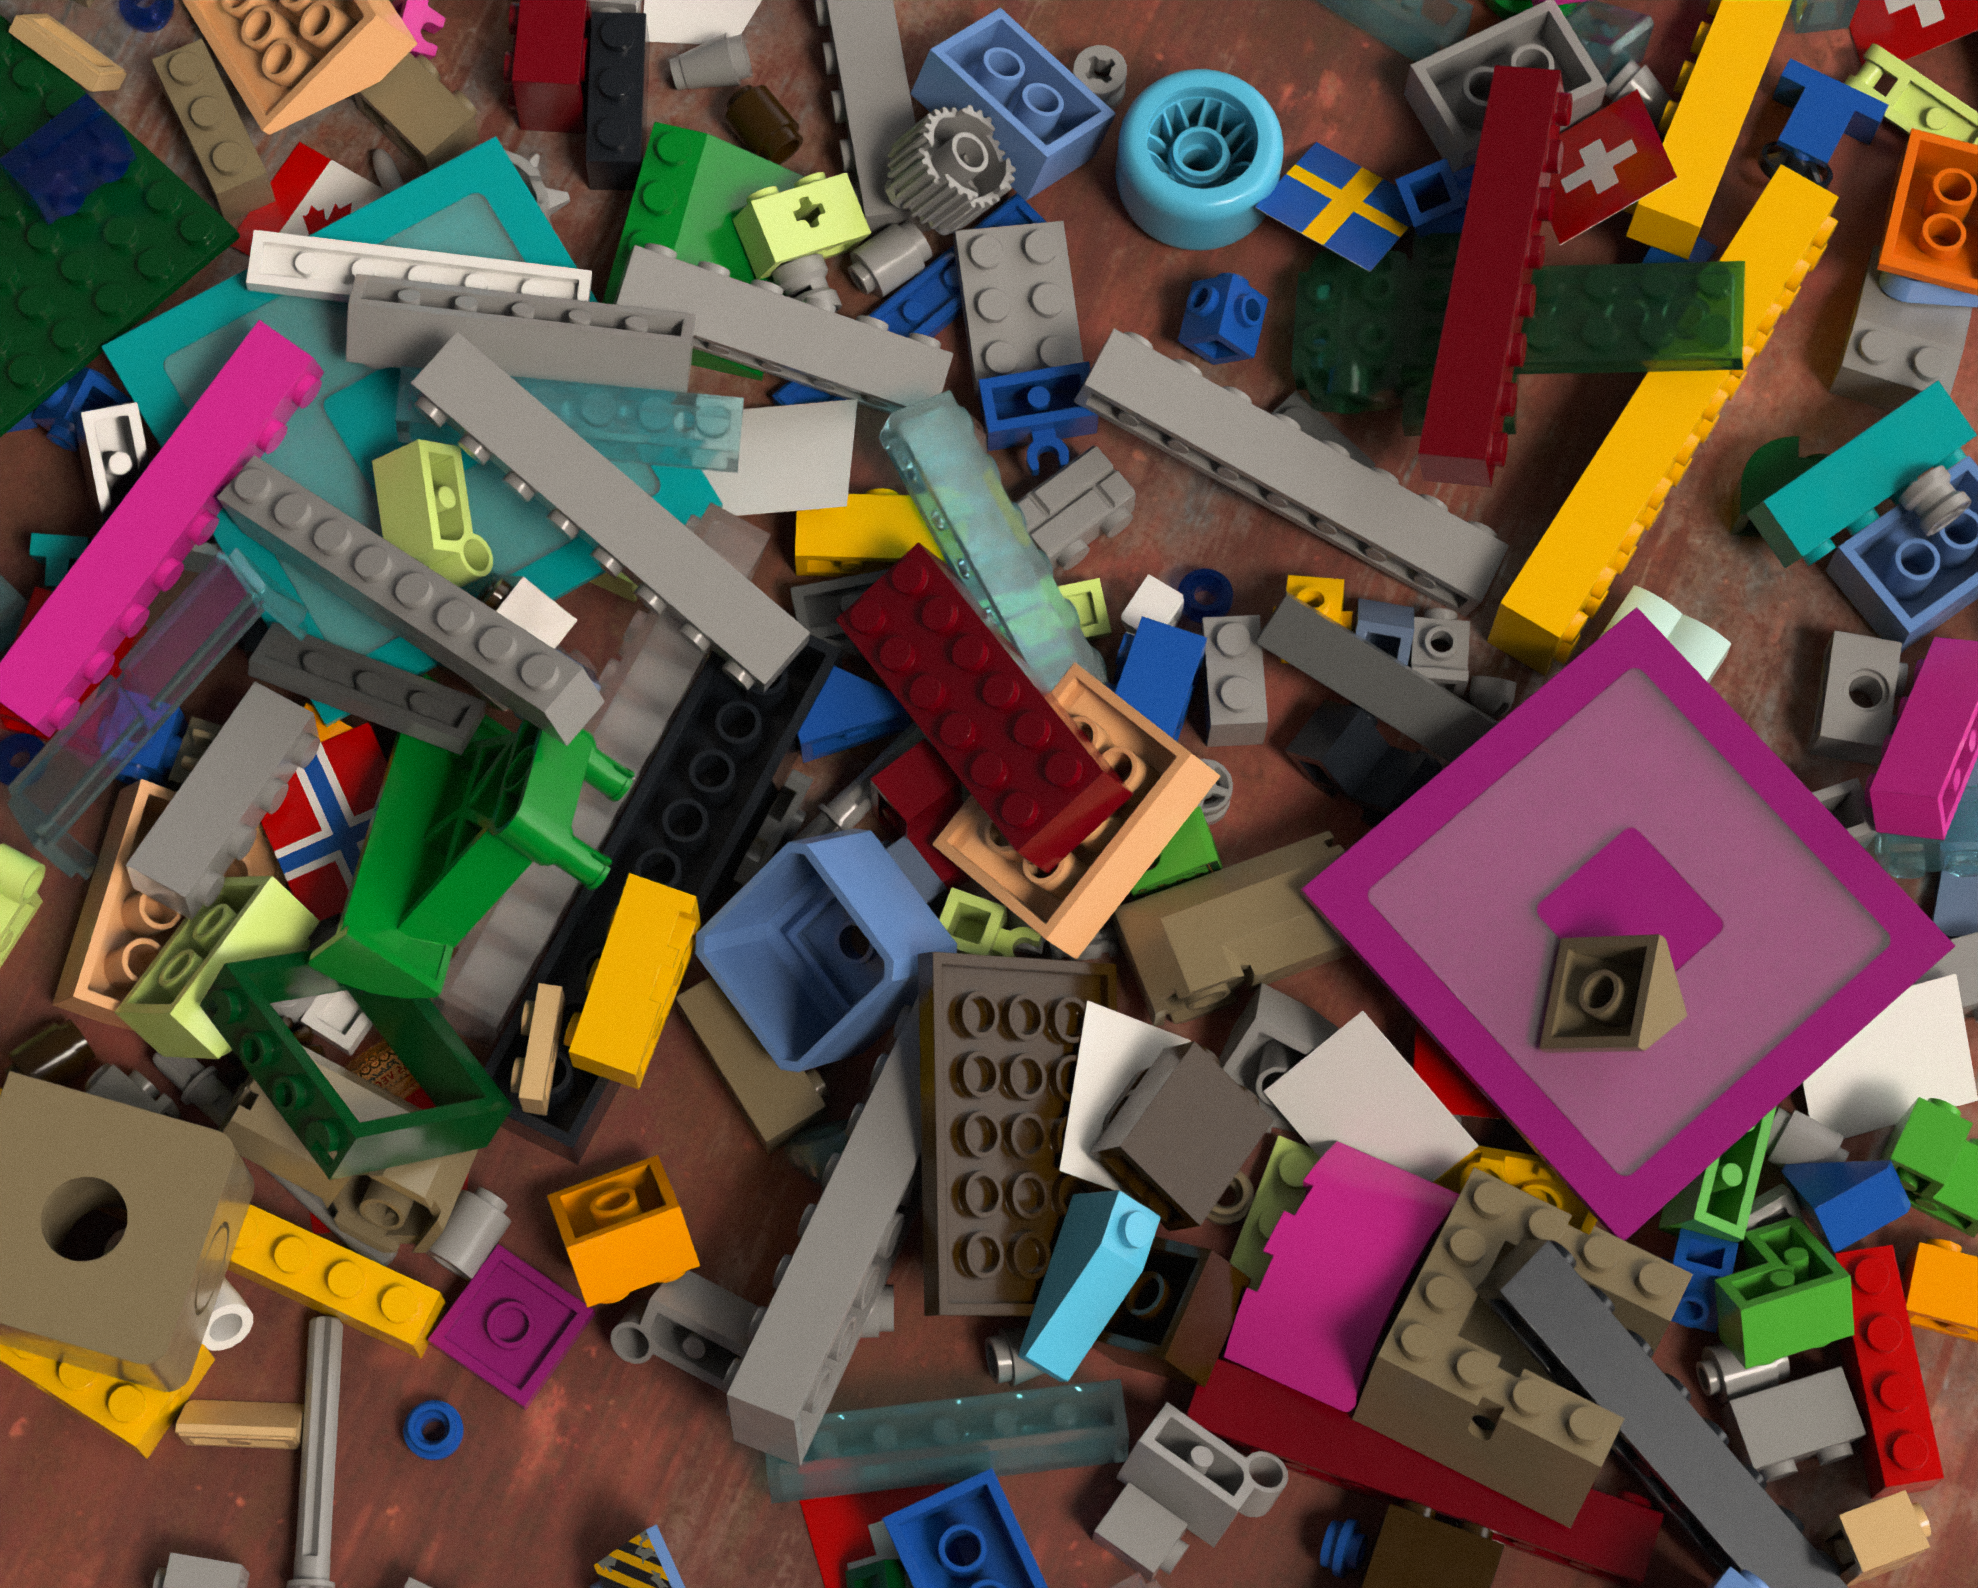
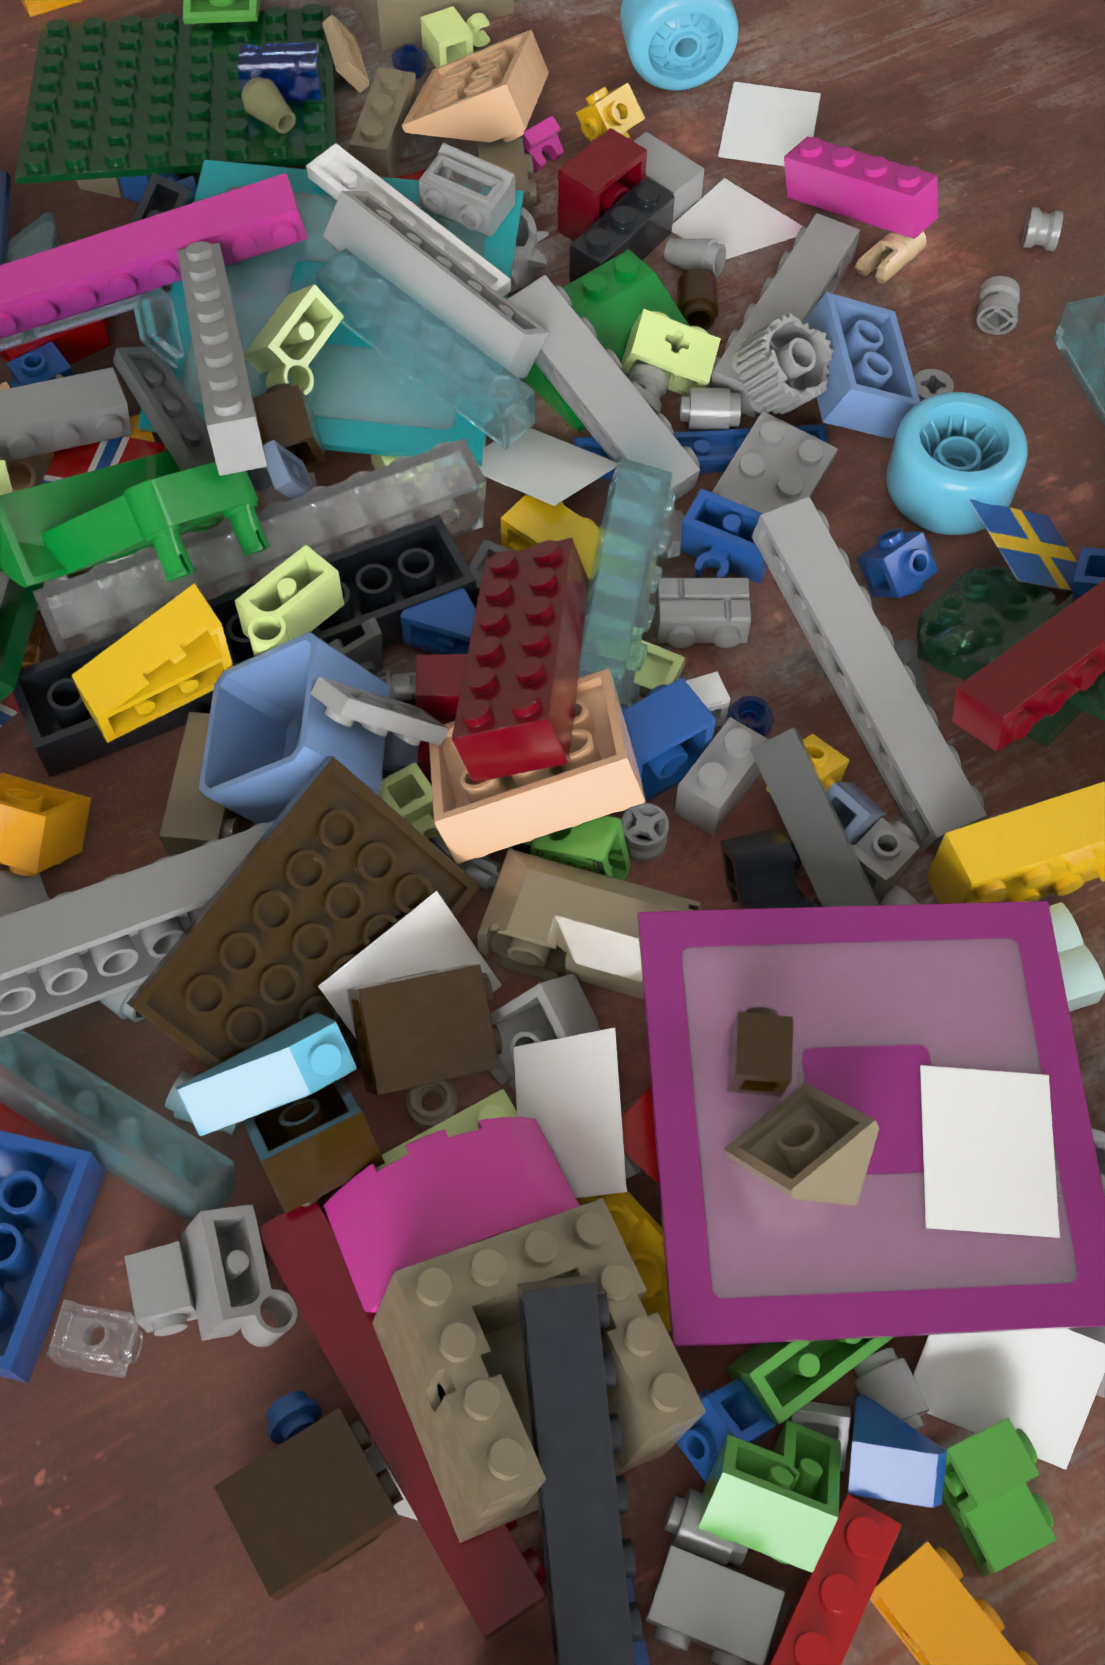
camera: 40 degrees right, 10 degrees down
(107, 221) = (266, 104): none -> olive cone
(449, 188) = (467, 190): none -> light grey window
(543, 1024) = (51, 680): tan plate -> none
(608, 512) = (389, 397): light grey brick -> none
(705, 820) = (289, 600): none -> yellowish green hinge
(908, 870) = (378, 713): none -> light grey plate
(1509, 941) = (760, 1052): none -> dark brown brick
(1747, 881) = (988, 1152): none -> white sticker

